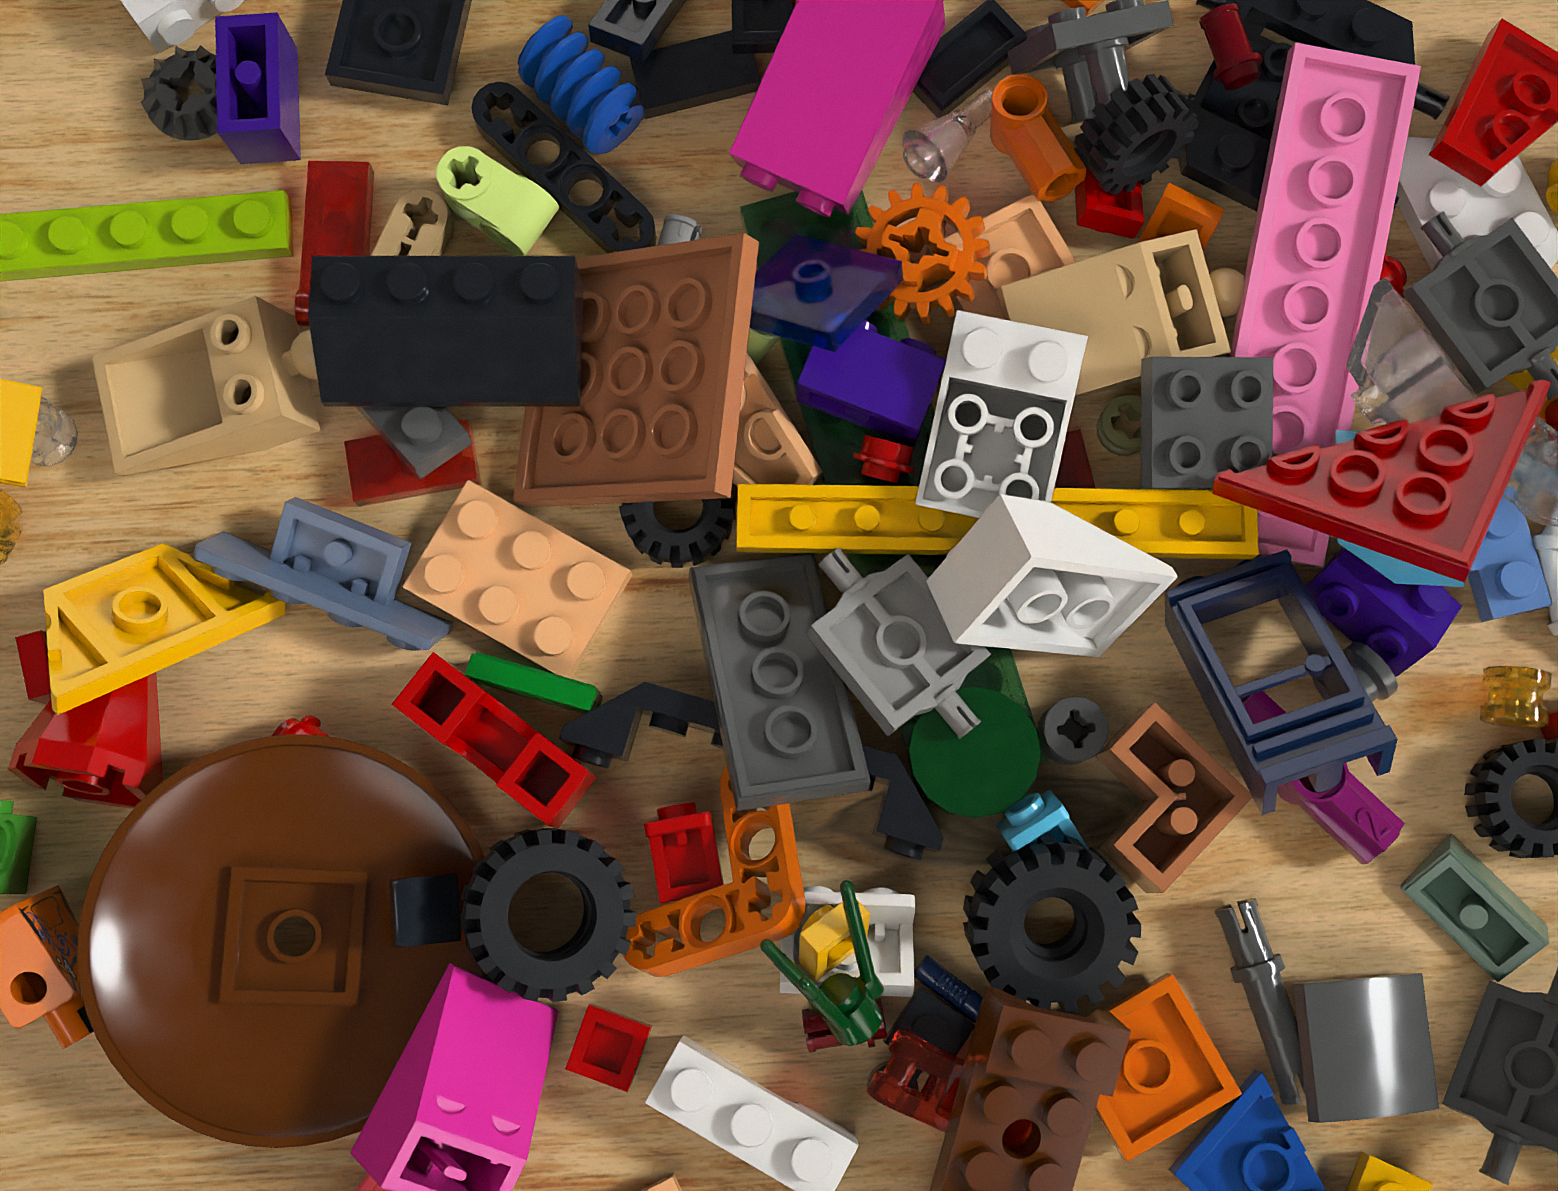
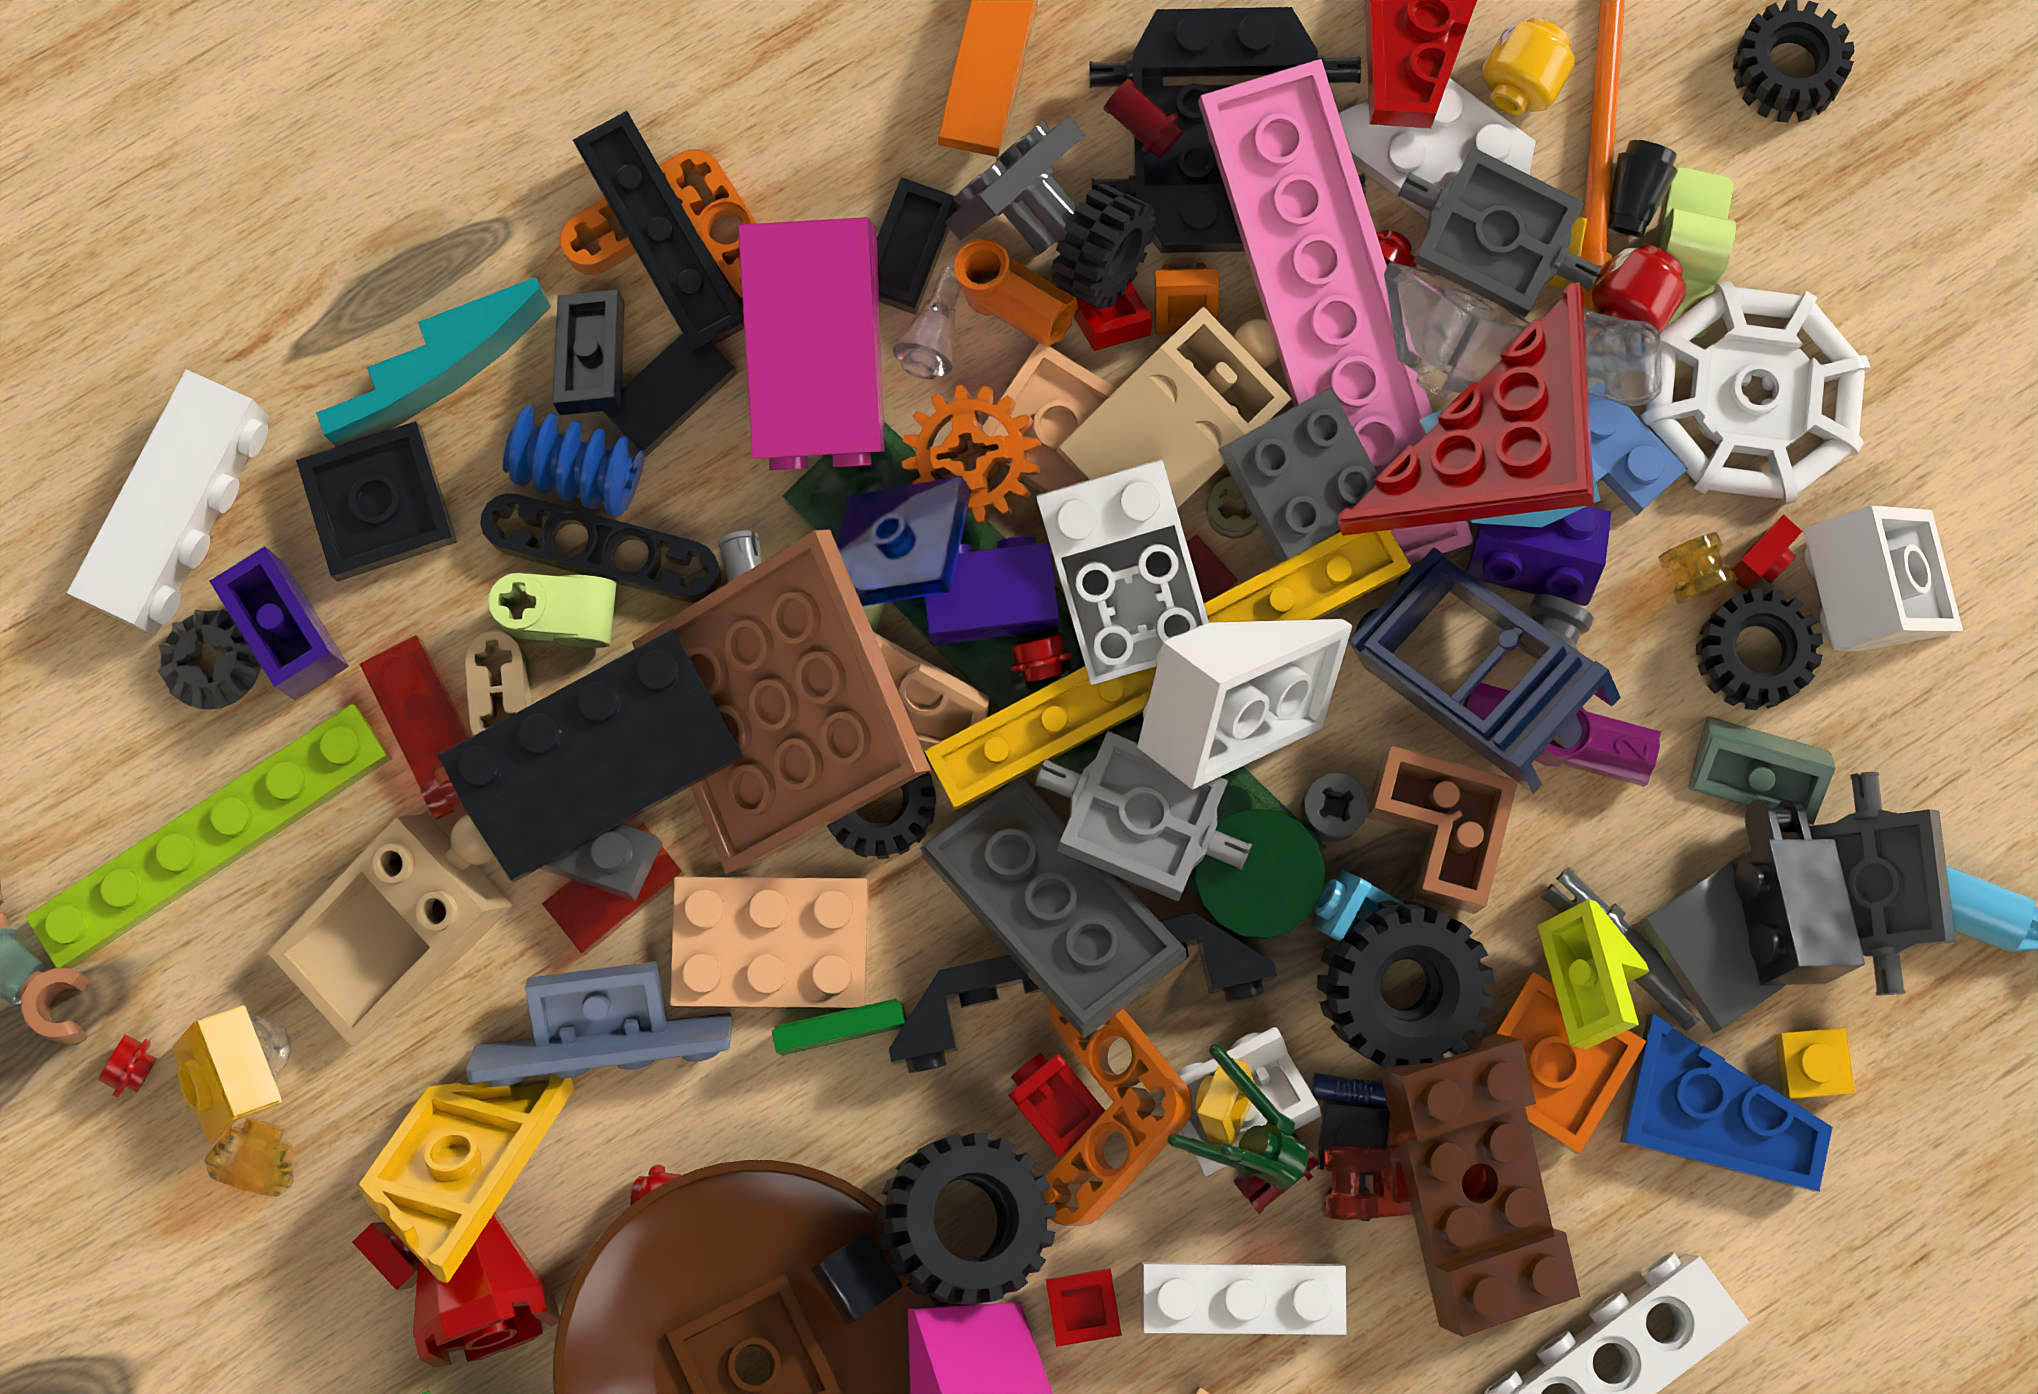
camera: 25 degrees left, 0 degrees up
(494, 740) = (834, 1095): red arch -> none
(1225, 1006) = (1591, 973): none -> neon yellow slope
(1450, 1043) = (1794, 899): none -> black brick

